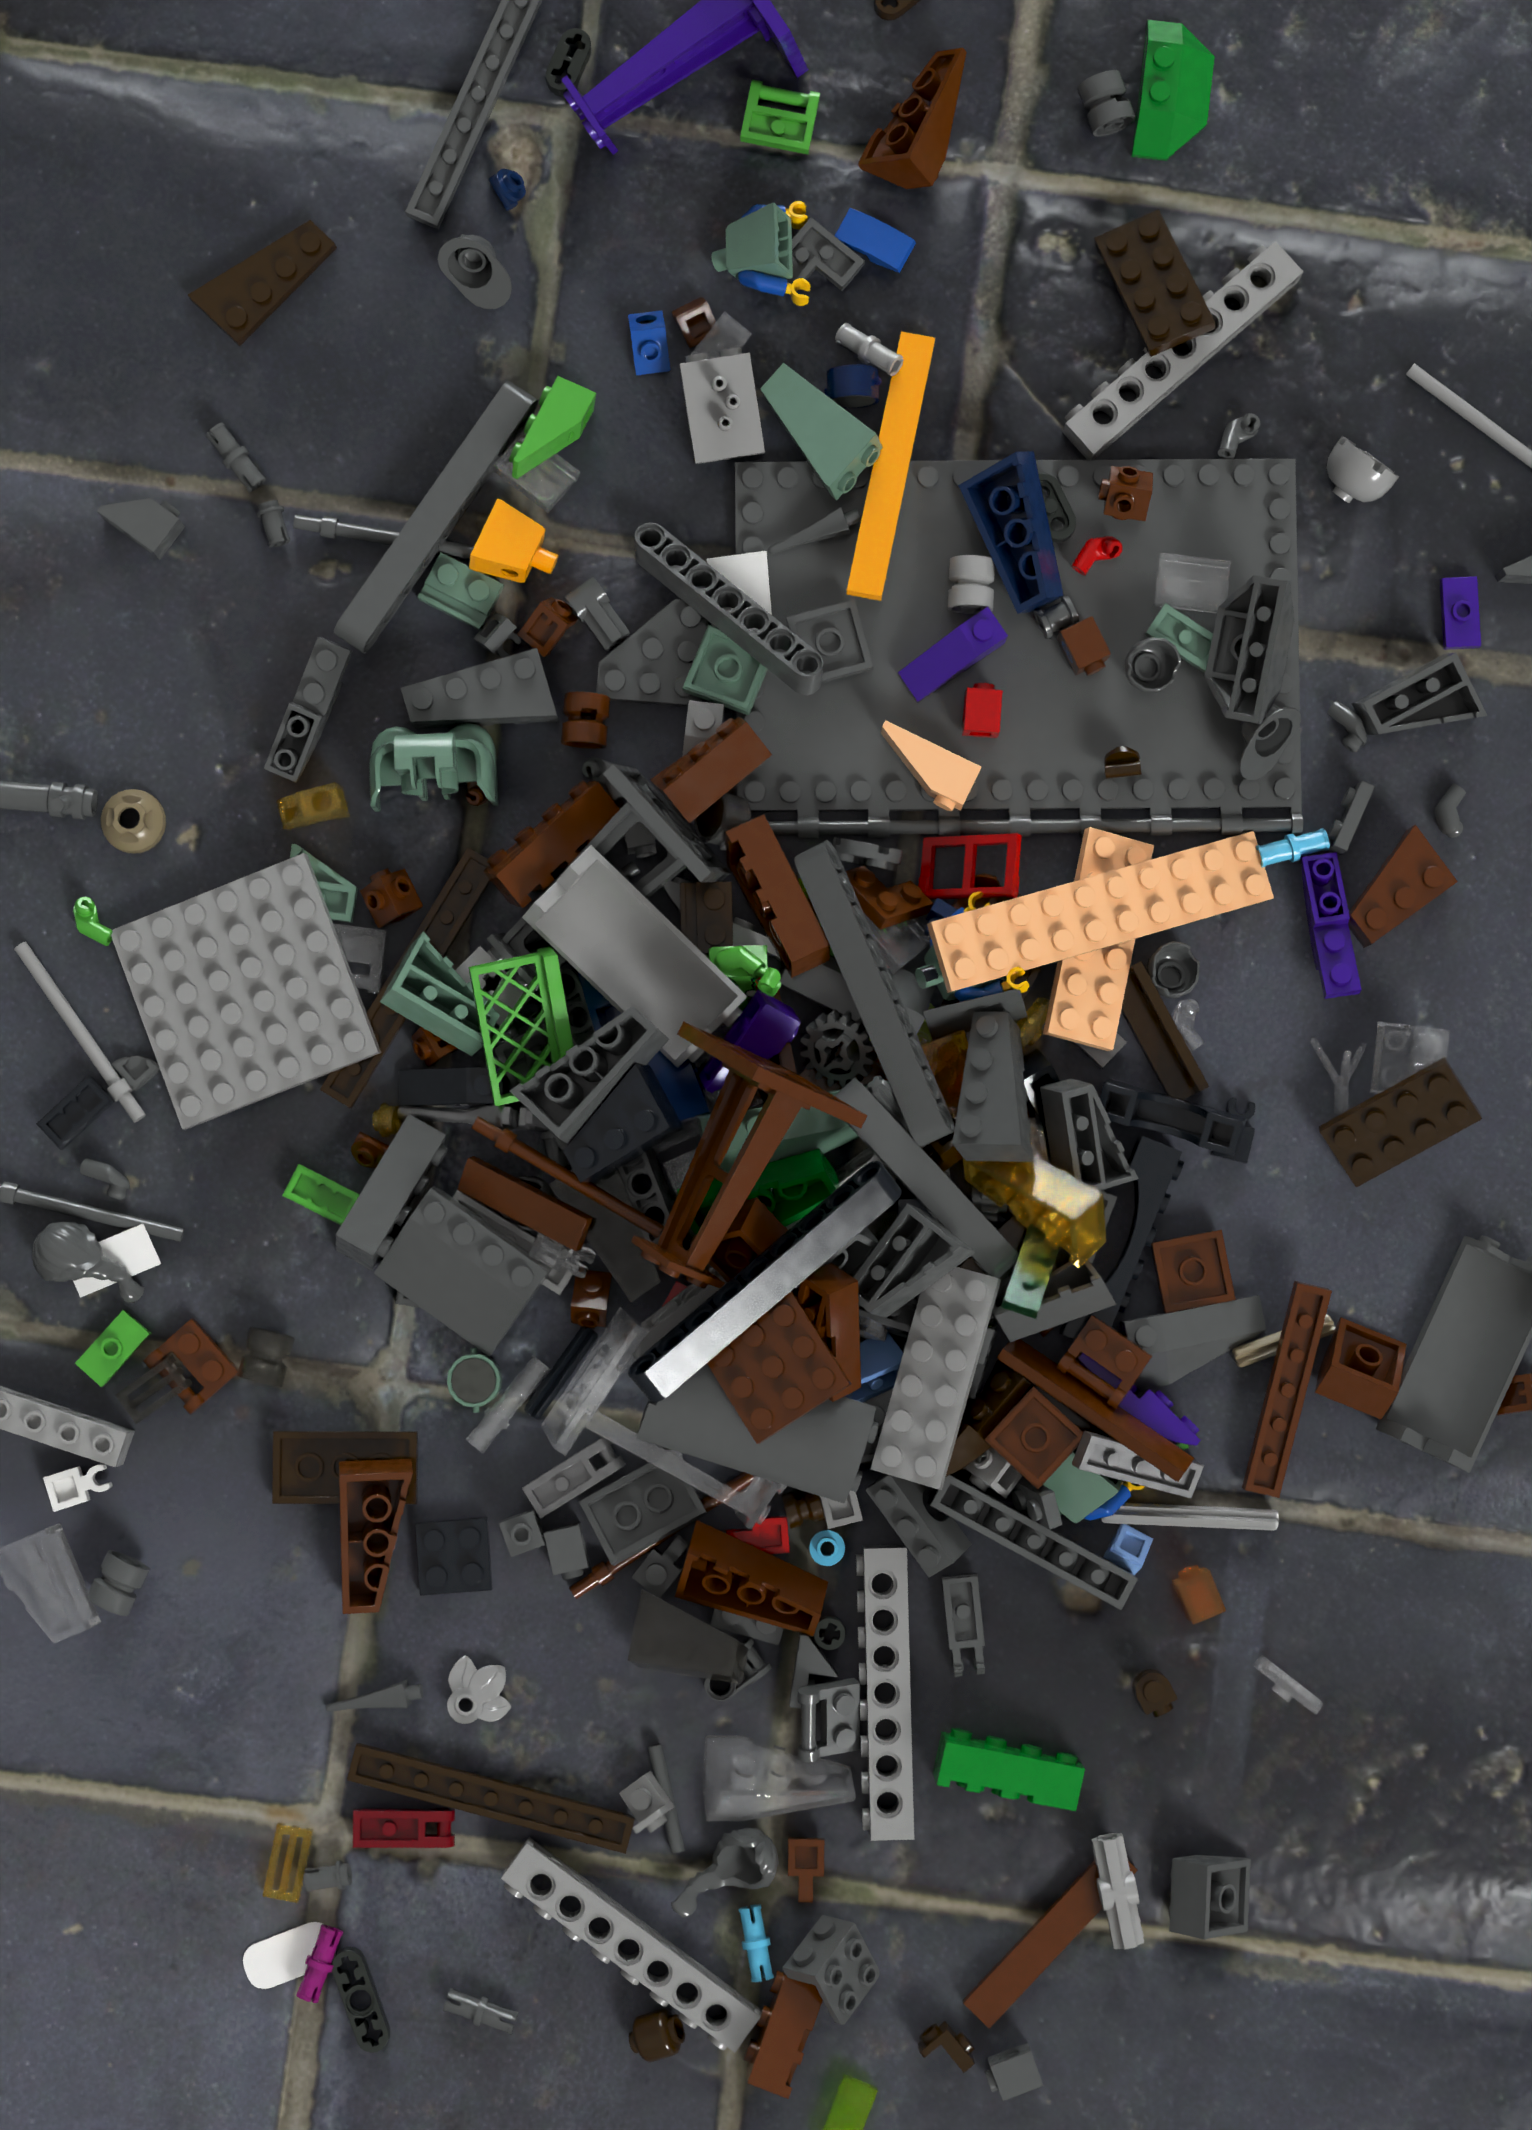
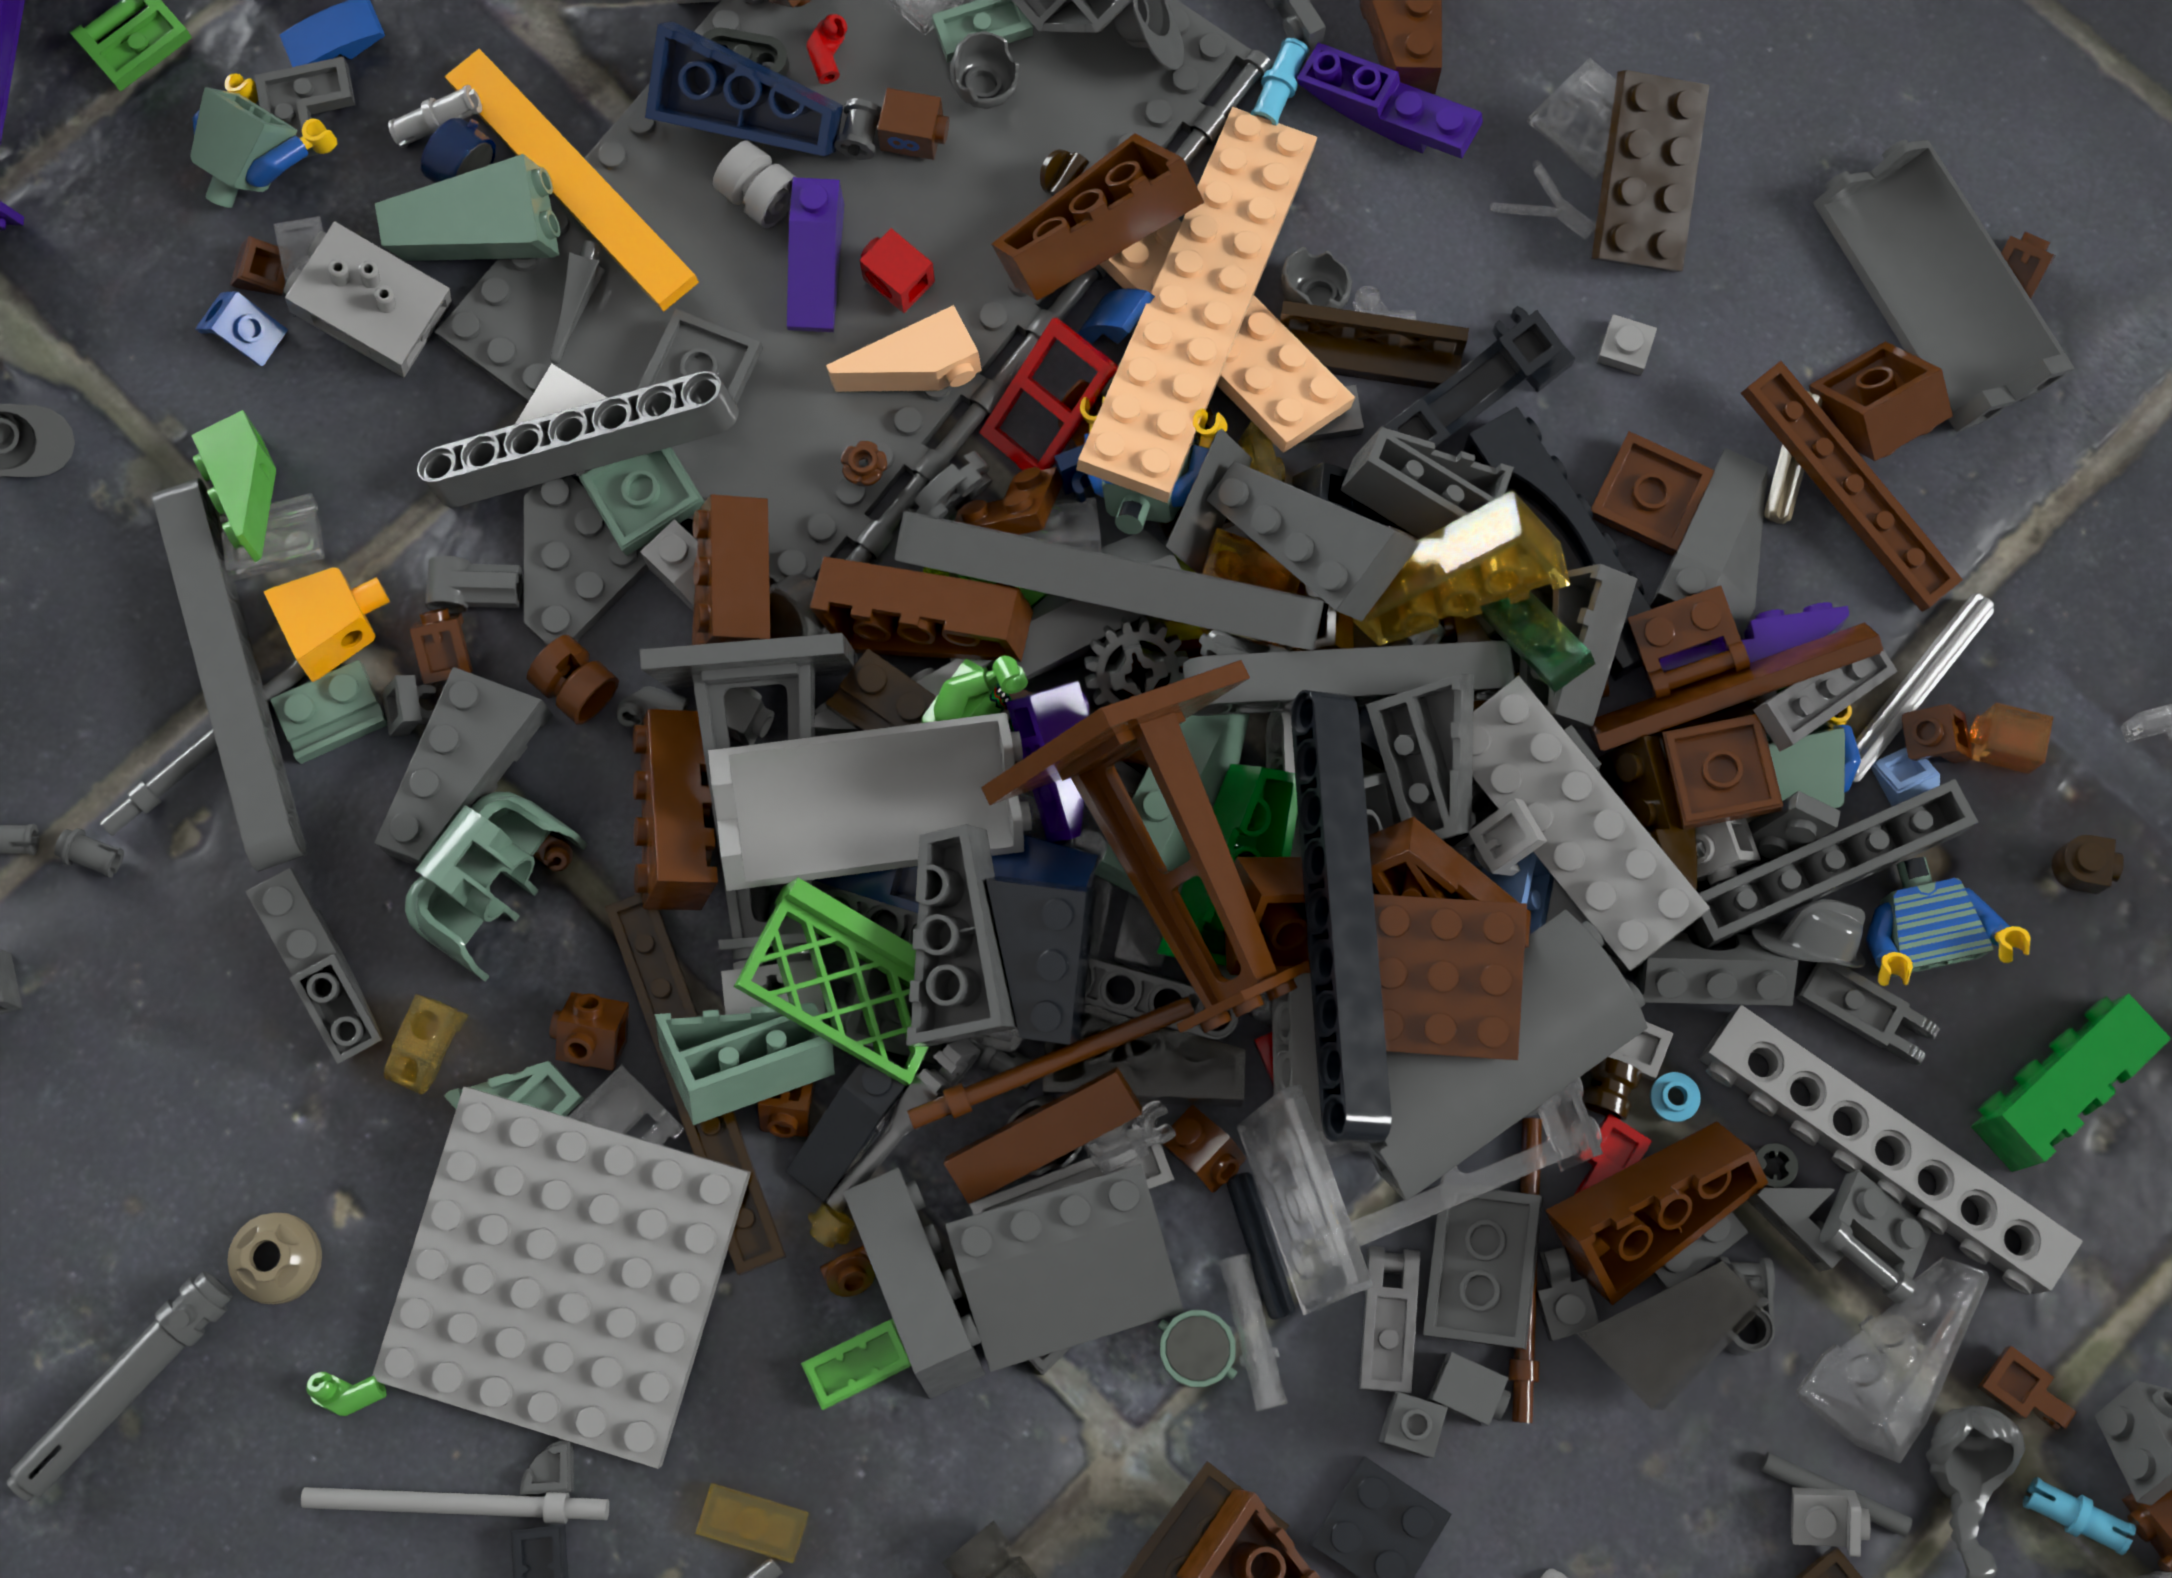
camera: 45 degrees left, 10 degrees down
(194, 1204) = (752, 1522): none -> clear yellow plate
(855, 785) = (865, 475): none -> reddish brown plate
(893, 1342) = (1506, 838): none -> light grey bracket
(982, 1563) = (1817, 933): none -> dark grey piece
(1042, 1627) = (1935, 926): none -> torso
(1055, 865) = (1115, 314): none -> blue slope
(1106, 809) = (1097, 216): none -> reddish brown wedge
(1166, 1549) = (1936, 733): none -> reddish brown bracket
(1281, 1187) = (1627, 345): none -> light grey plate

